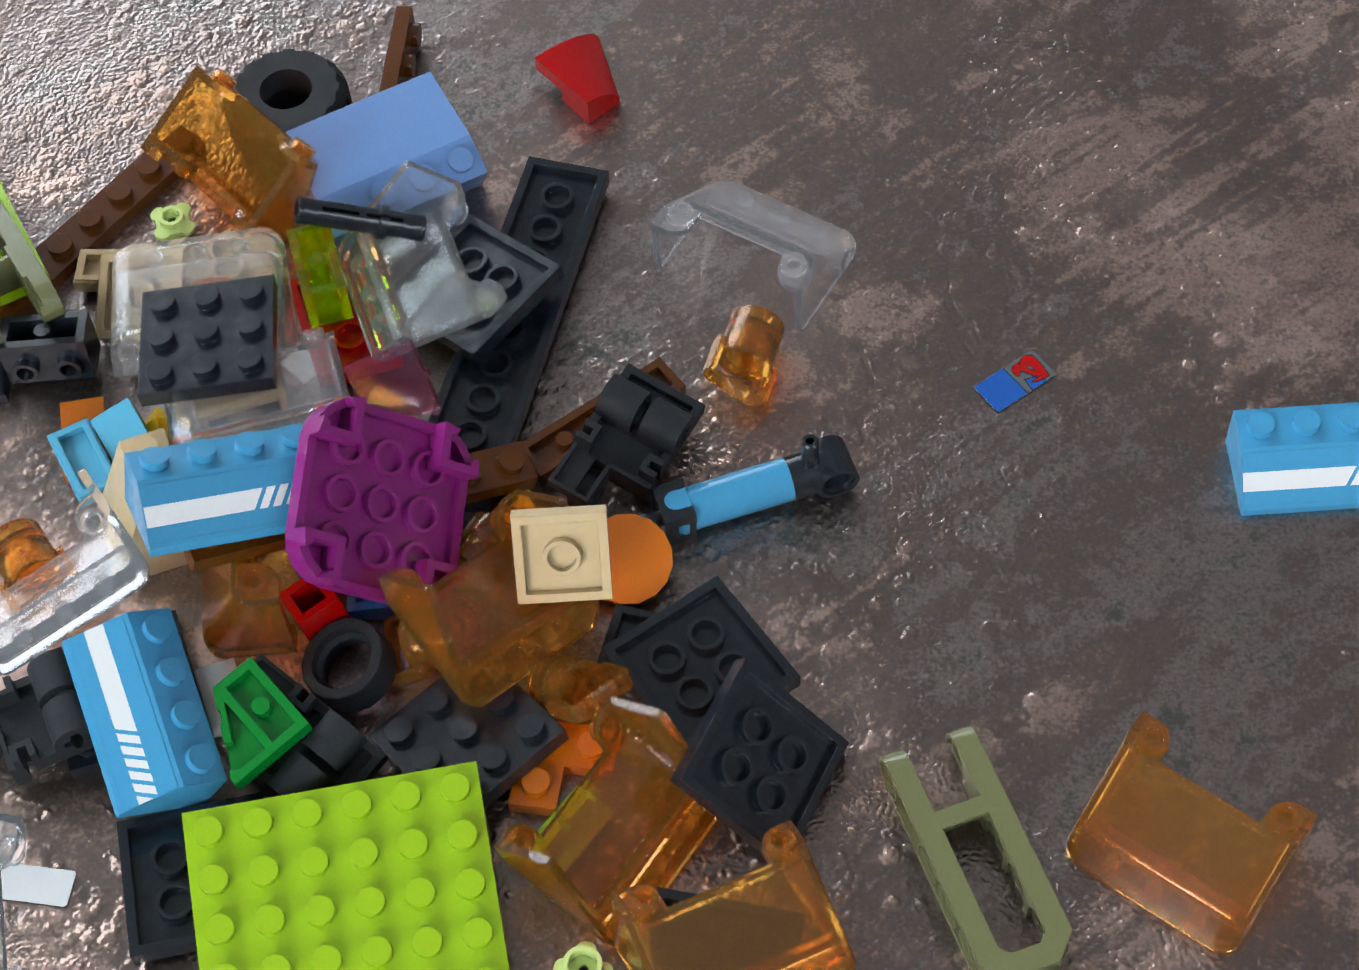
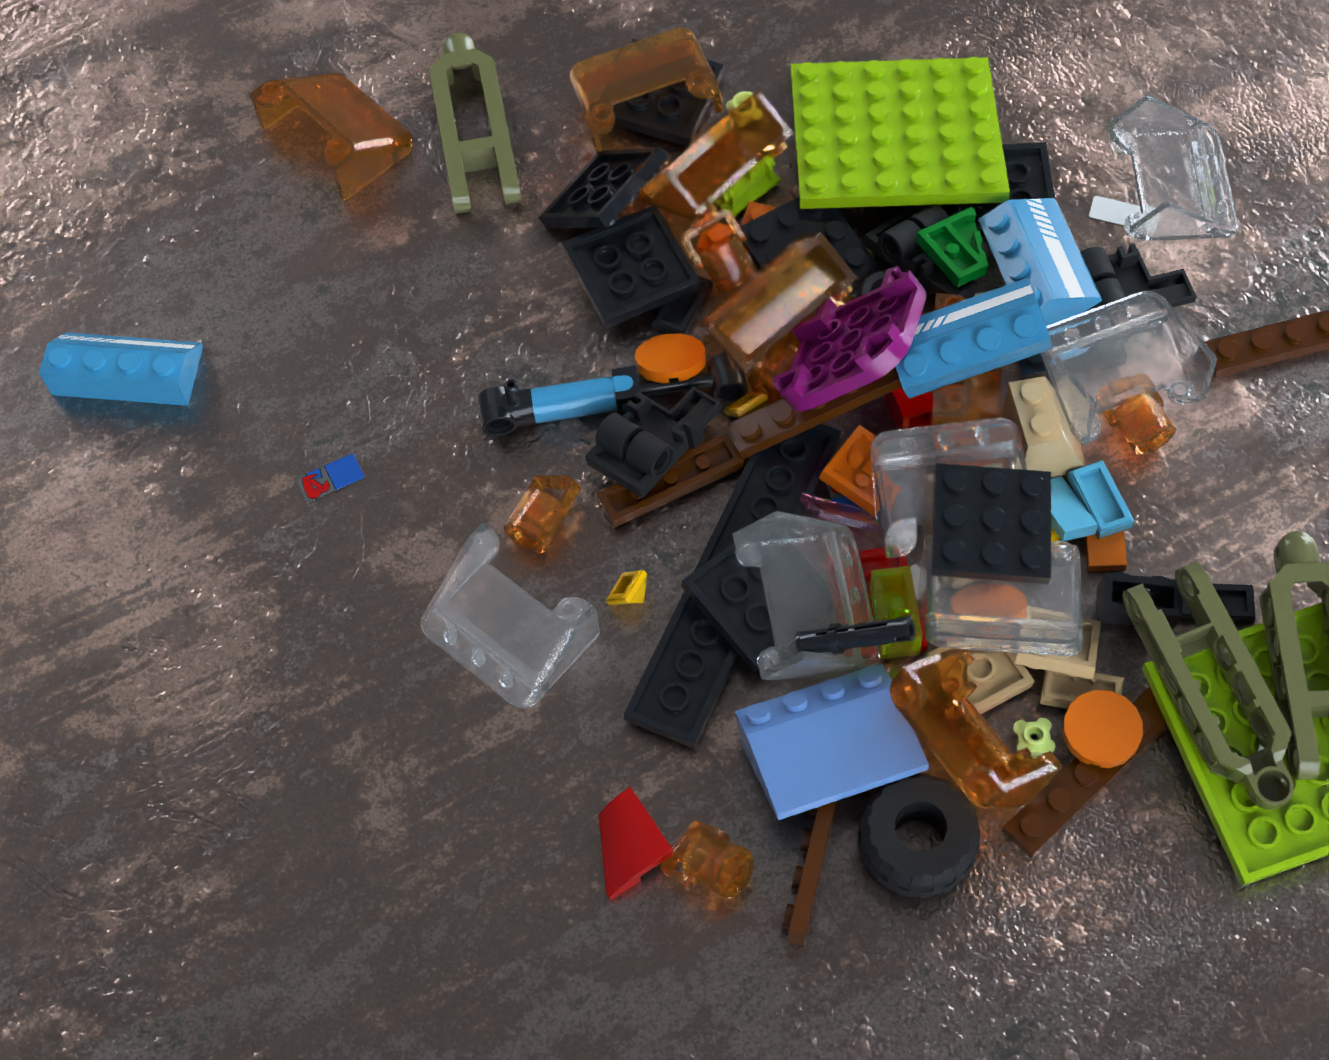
camera: 170 degrees left, 5 degrees up
(98, 220) = (1102, 728): none -> orange tile
(490, 52) = (709, 861): none -> clear orange piece
(561, 554) = (703, 308): tan plate -> none
(631, 297) = (628, 589): none -> yellow slope

